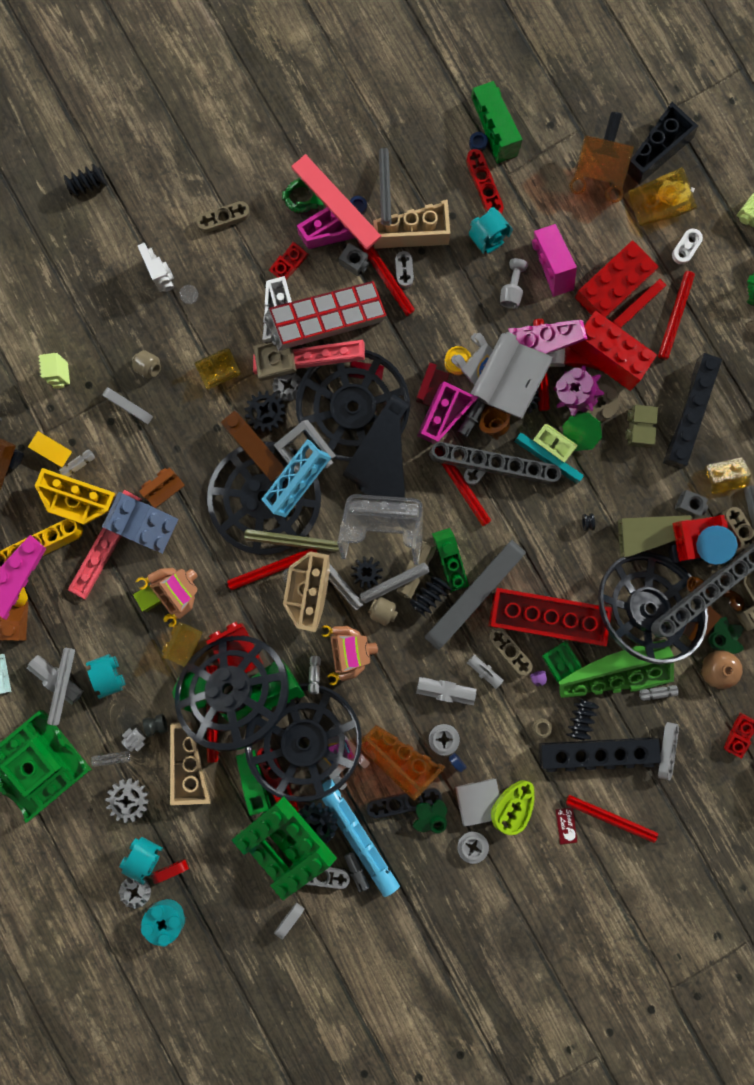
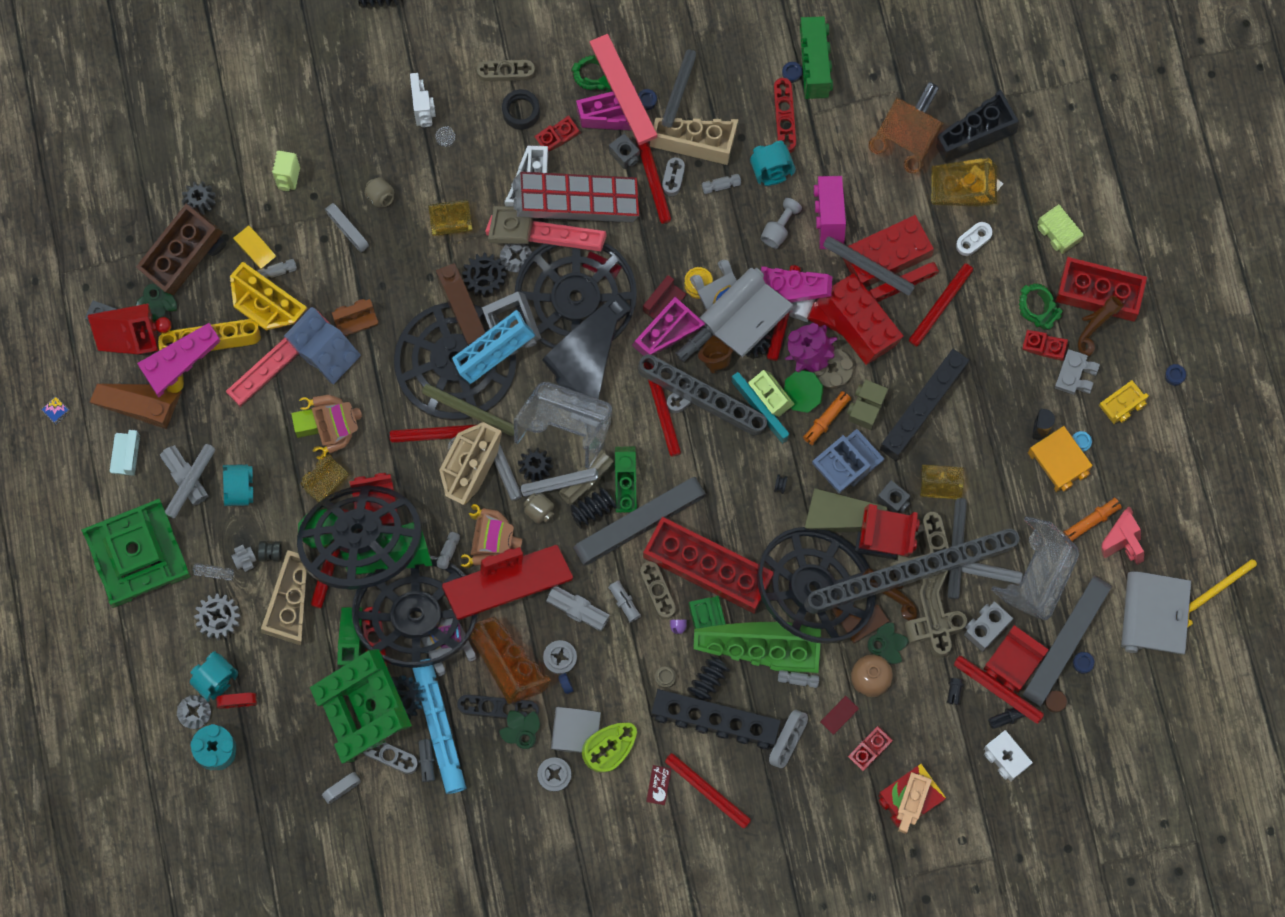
camera: 20 degrees right, 10 degrees down
(241, 236) = (517, 95): none -> black tyre
(376, 689) = (506, 579): none -> red bracket
(448, 263) = (721, 183): none -> light grey axle
(608, 299) = (868, 265): none -> dark grey axle
(609, 449) = (821, 424): none -> orange pin
(643, 484) = (848, 461): none -> sand blue bracket
(703, 713) = (839, 715): none -> dark red sticker
(716, 544) = (900, 540): dark azure tile -> none

